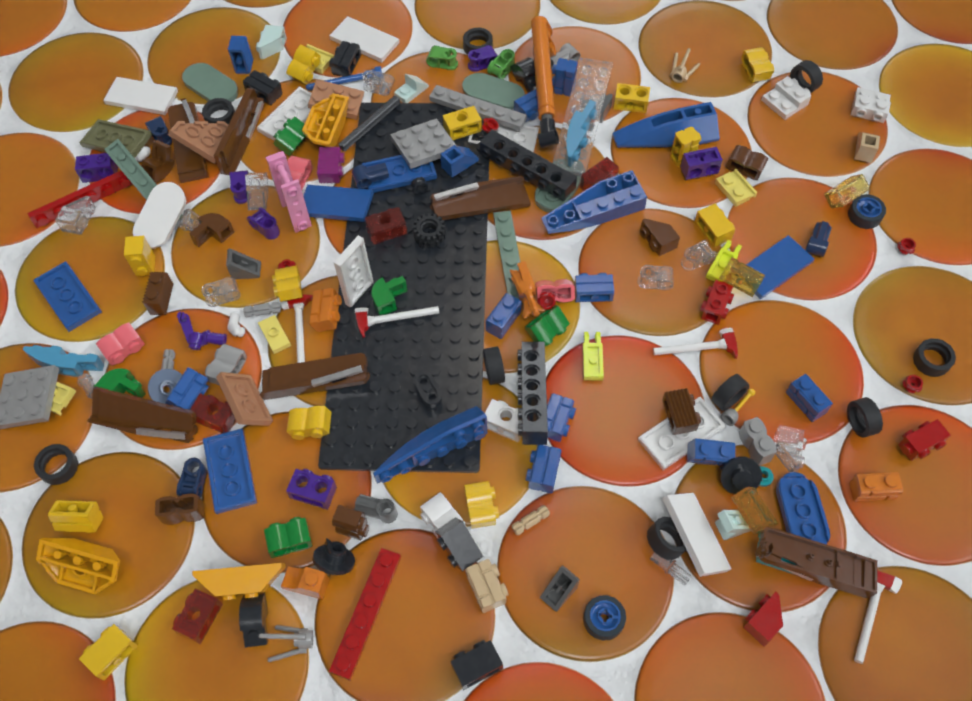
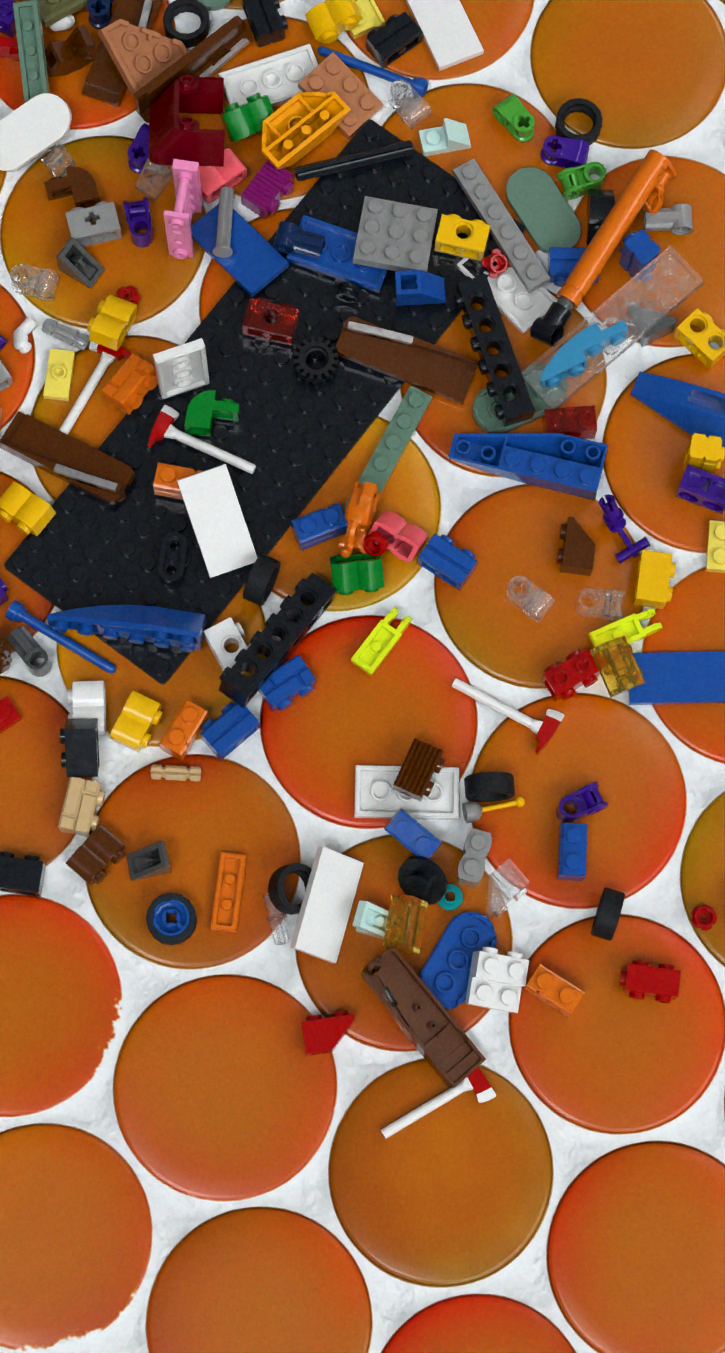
camera: 30 degrees right, 15 degrees up
(239, 237) = (105, 229): none -> light grey brick
(253, 146) = (180, 137): none -> dark red windscreen
(327, 204) = (224, 223): none -> light grey axle
(350, 490) = (18, 613): none -> blue piece
(400, 342) = (165, 479): none -> orange brick
(440, 347) = (217, 520): none -> white tile
(516, 488) = (183, 730): none -> orange brick
(521, 611) = (96, 855): none -> reddish brown brick
(626, 573) = (228, 892): none -> orange tile
(667, 208) = (616, 522): none -> dark purple pin
(787, 366) = (585, 801): none -> dark purple piece
(837, 505) = (496, 980): none -> white plate

